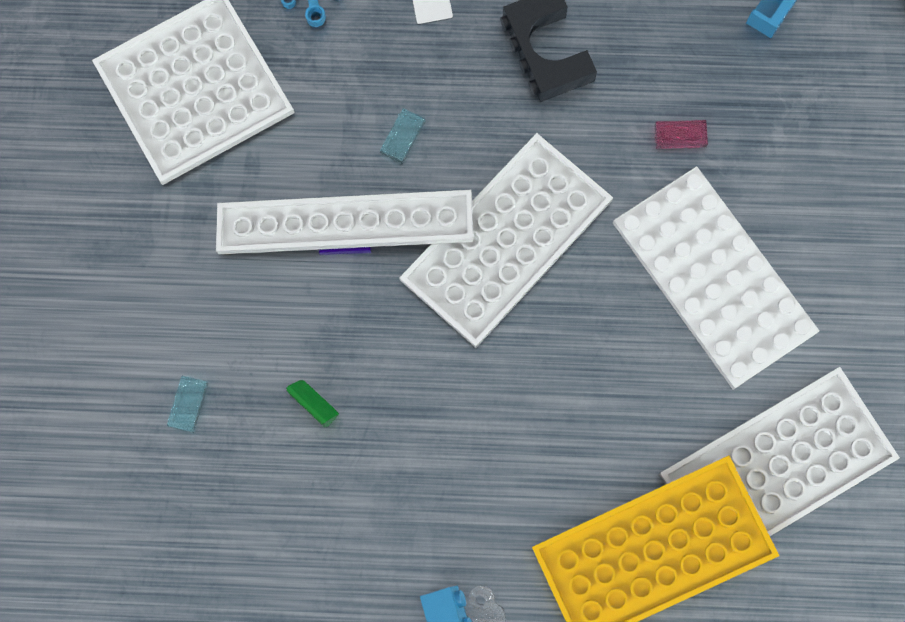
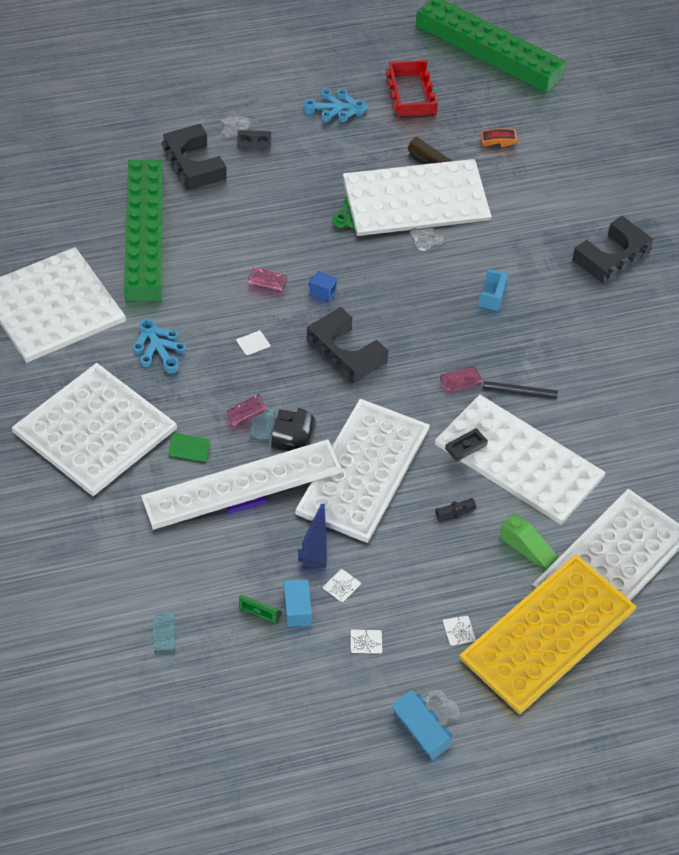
camera: 25 degrees left, 25 degrees down
(299, 147) = (189, 447): none -> green slope
(357, 412) = (297, 603): none -> dark azure panel
(386, 112) = (246, 410): none -> clear pink plate
(404, 338) = (314, 546): none -> clear blue slope
(424, 398) = (341, 585): none -> white sticker
(427, 486) = (366, 641): none -> white sticker
(436, 156) = (293, 429): none -> black brick
(547, 505) = (459, 630): none -> white sticker
(603, 331) = (467, 505): none -> black pin
(648, 245) = (466, 444): none -> black plate
(679, 409) = (527, 541): none -> bright green slope
(754, 170) = (520, 389): none -> black bar

